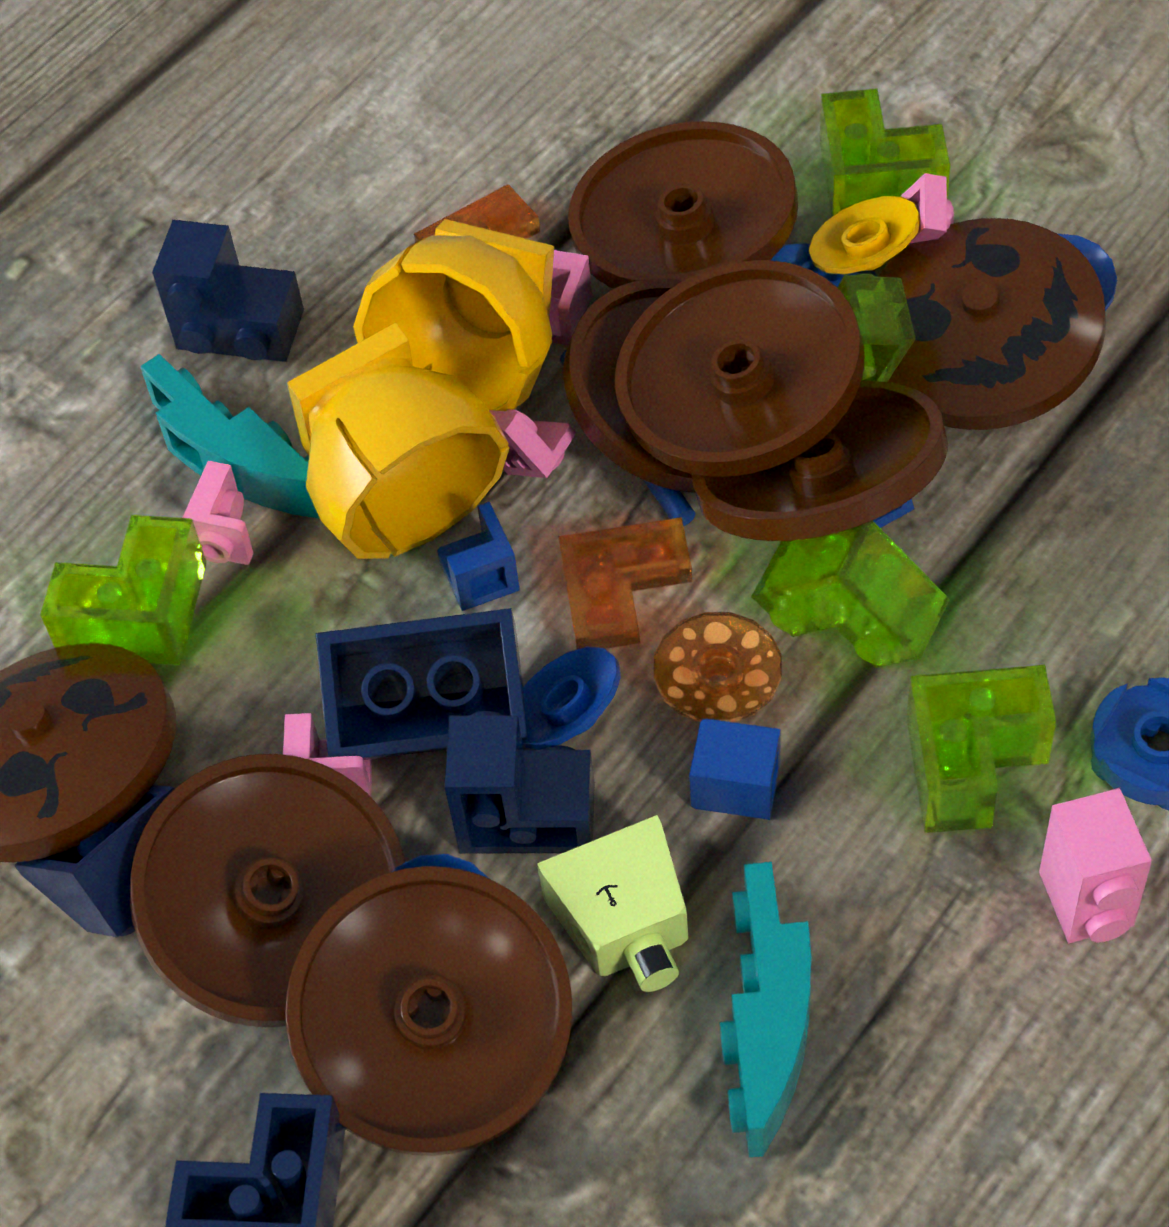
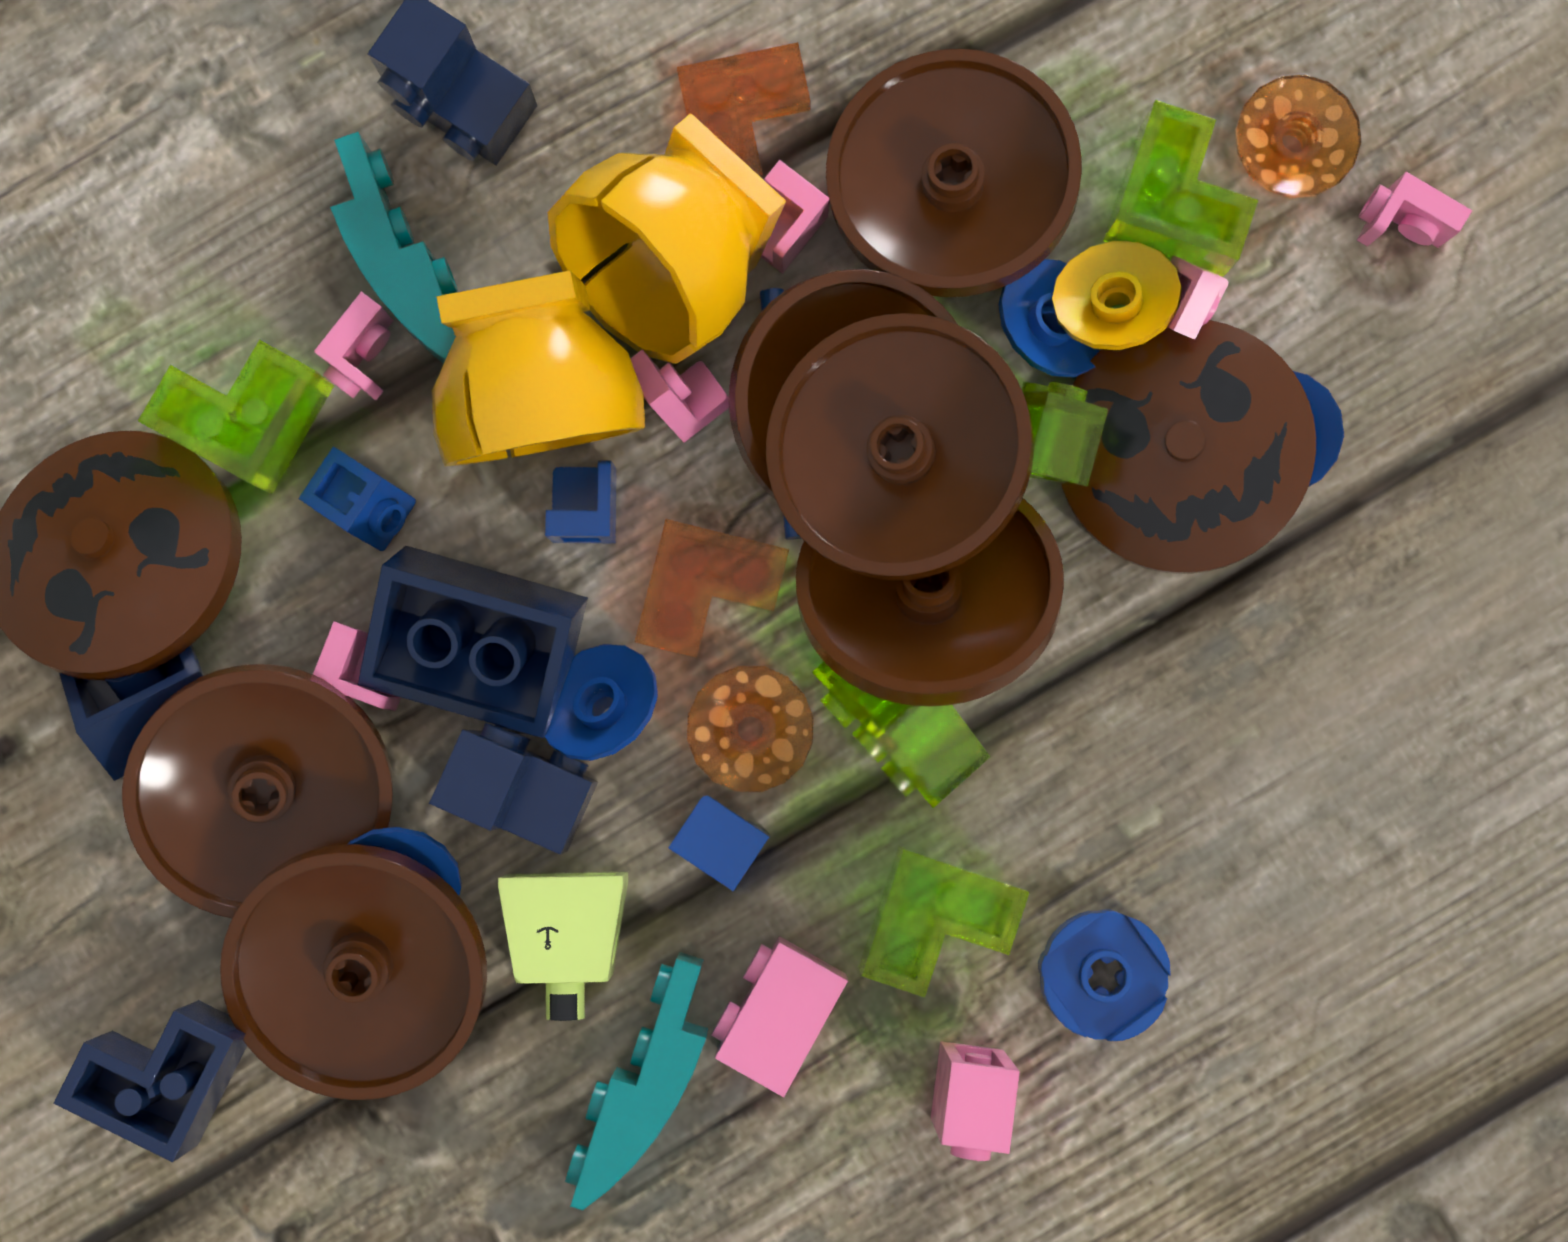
camera: 15 degrees right, 30 degrees up
(264, 628) = (357, 499): none -> blue bracket
(870, 892) = (779, 1015): none -> bright pink brick
(951, 93) = (1314, 115): none -> clear orange dish
(1074, 108) = (1418, 209): none -> bright pink bracket

